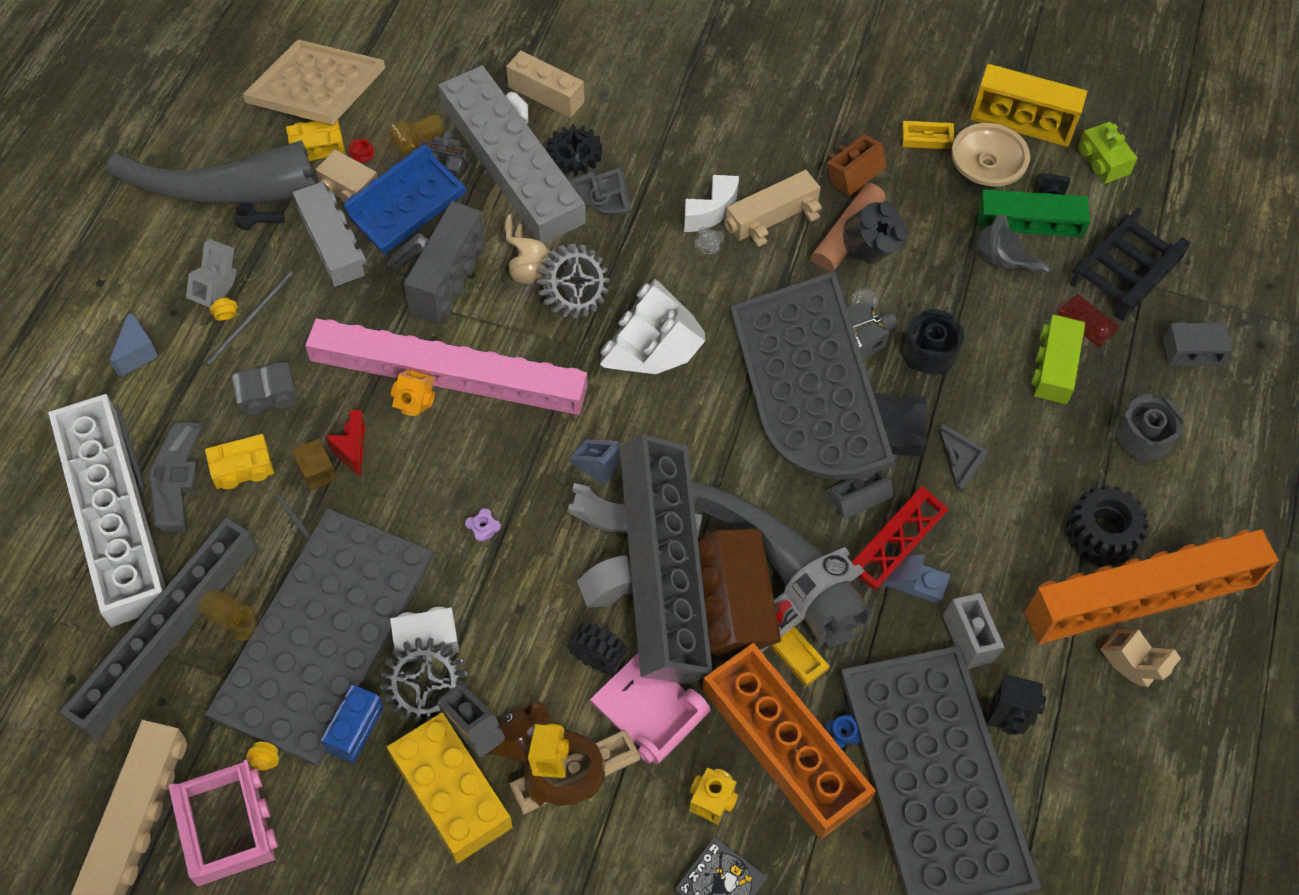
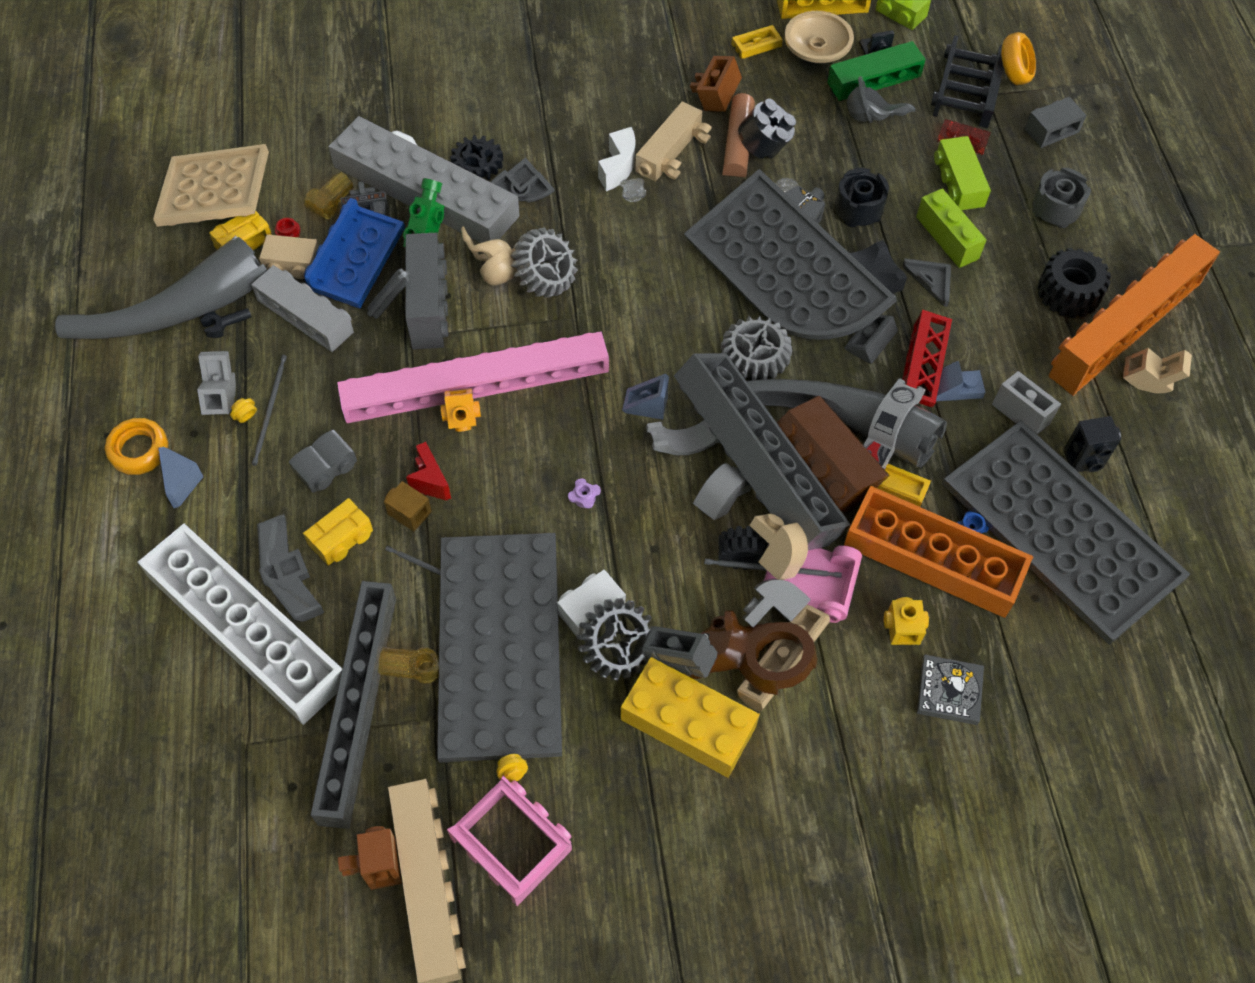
camera: 25 degrees left, 0 degrees up
(91, 778) = (376, 859): none -> dark orange brick
(109, 286) = (125, 431): none -> light orange wheel
(352, 724) = (575, 704): blue brick -> none
(491, 188) = (430, 213): none -> green brick
(545, 84) = (419, 113): tan brick -> none
(548, 751) = (764, 645): yellow brick -> none
(601, 709) = (775, 593): none -> light grey brick
(618, 682) = (760, 567): none -> dark grey piece
(628, 666) = (786, 546): none -> tan brick
(653, 334) = (635, 280): white brick -> none
(732, 463) = (757, 348): none -> light grey gear
(1009, 412) = (951, 228): none -> lime brick
(1182, 257) = (1018, 58): none -> light orange wheel

